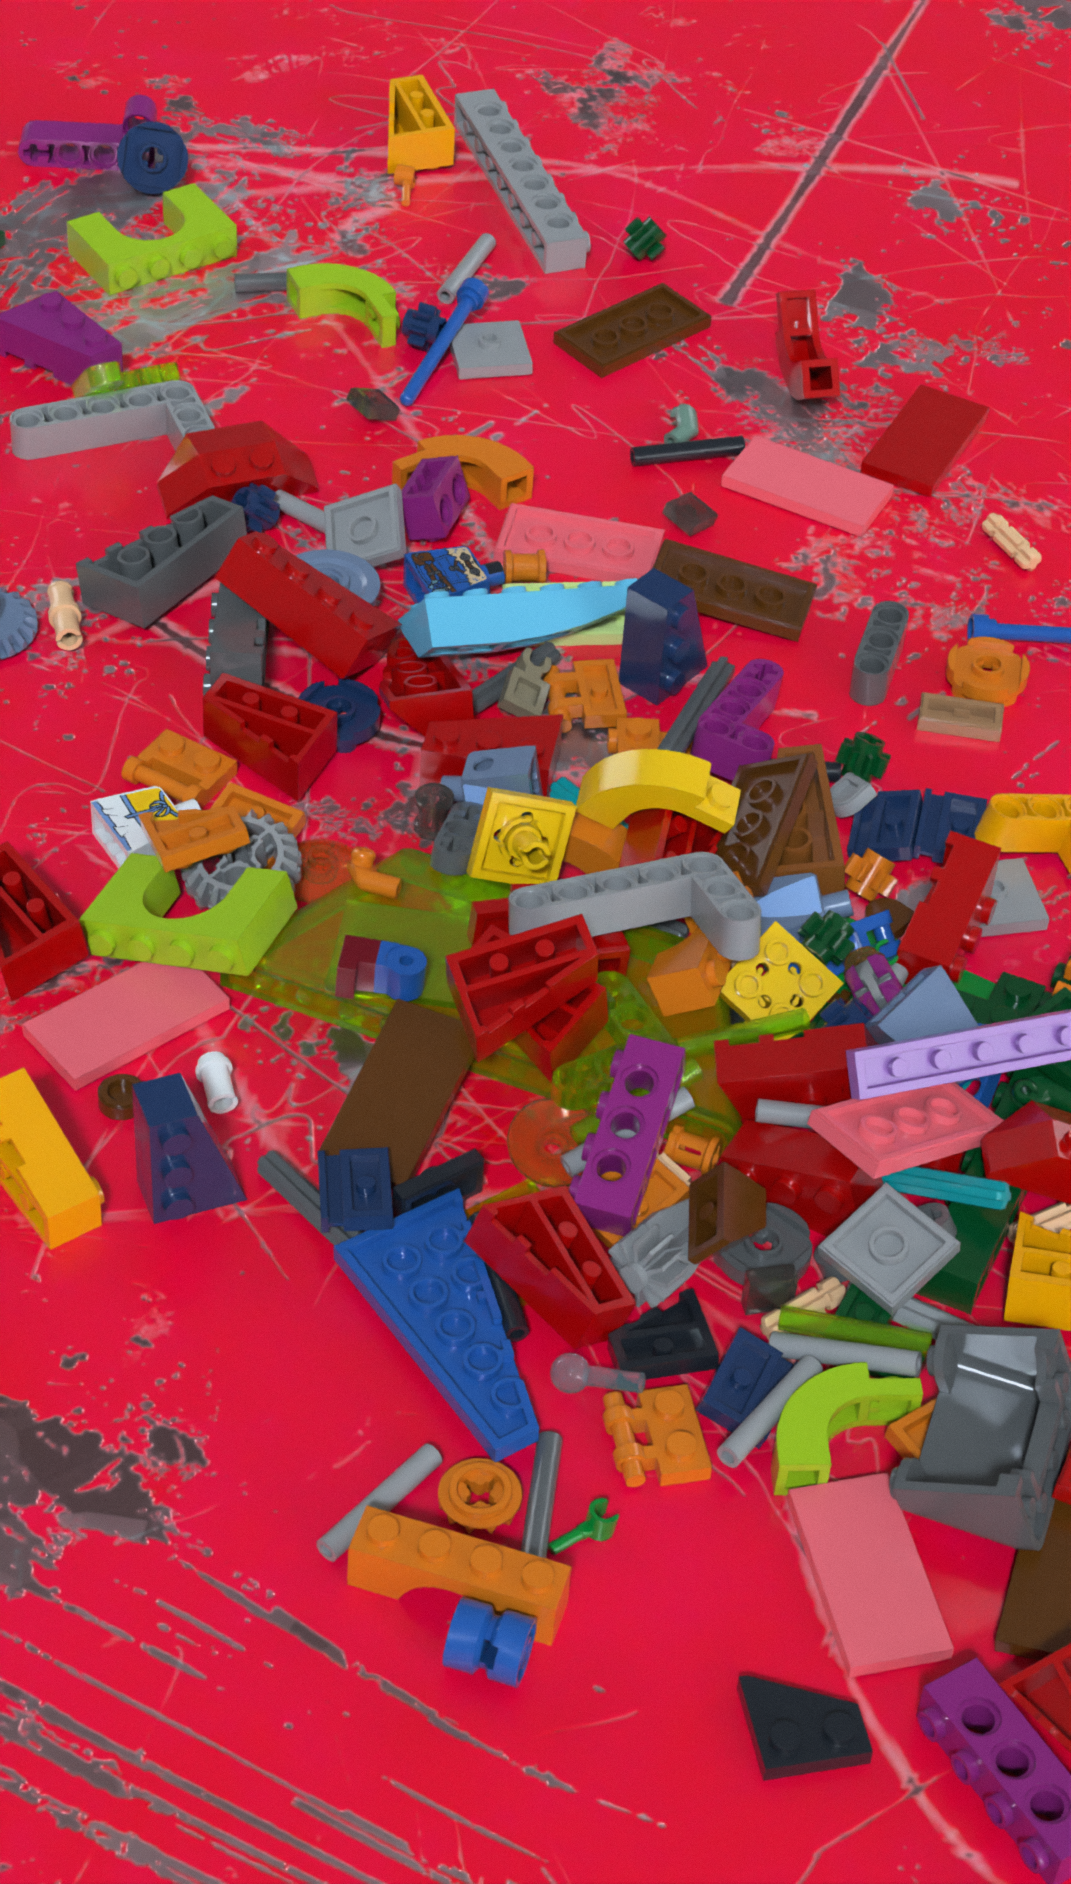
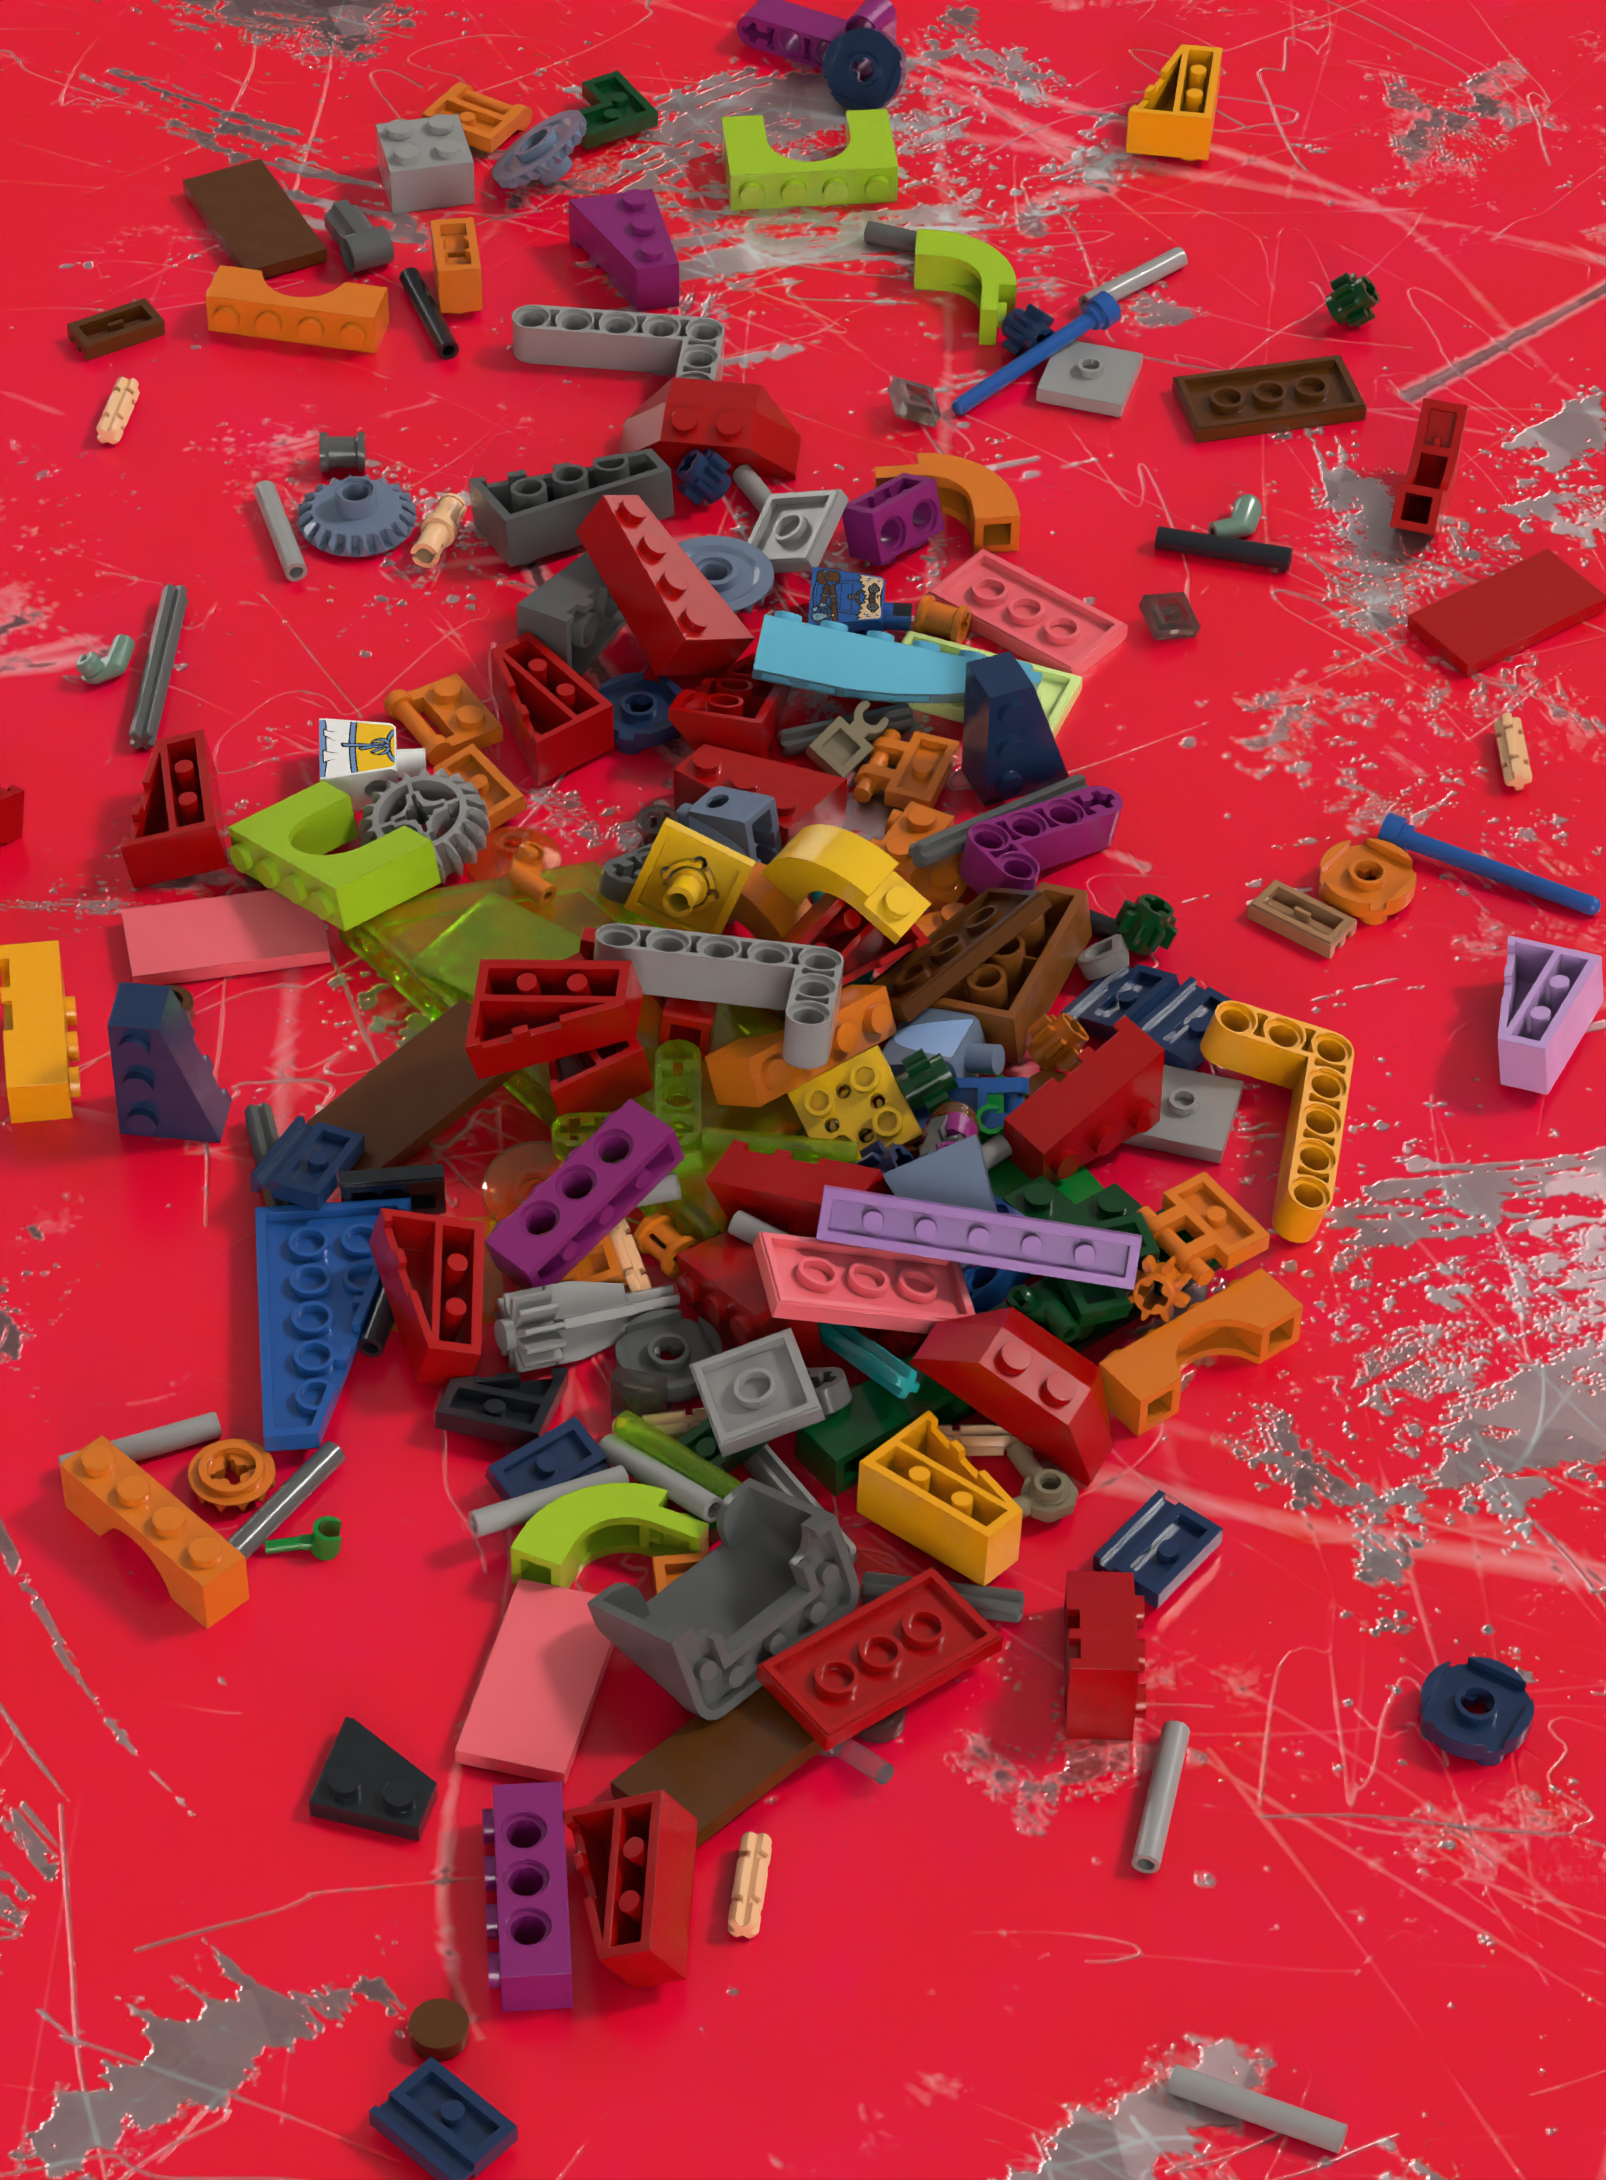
camera: 30 degrees right, 0 degrees up
(108, 378) = (629, 296): clear neon green beam -> none
(194, 835) = (380, 782): orange wing -> none
(215, 1072) = (265, 1015): white pin -> none
(380, 968) = (449, 956): leg -> none
(405, 177) = (1139, 161): orange hand -> none
(489, 1642) = (138, 1596): blue wheel -> none
(521, 181) = (1266, 198): light grey brick -> none
(572, 1374) = (397, 1402): clear light blue bar -> none
(672, 1435) = (452, 1487): orange plate -> none
(723, 1212) = (626, 1305): reddish brown slope -> none
(739, 589) = (1149, 709): reddish brown tile -> none
(807, 485) = (1330, 624): coral tile -> none
(878, 653) = (1256, 823): dark grey beam -> none

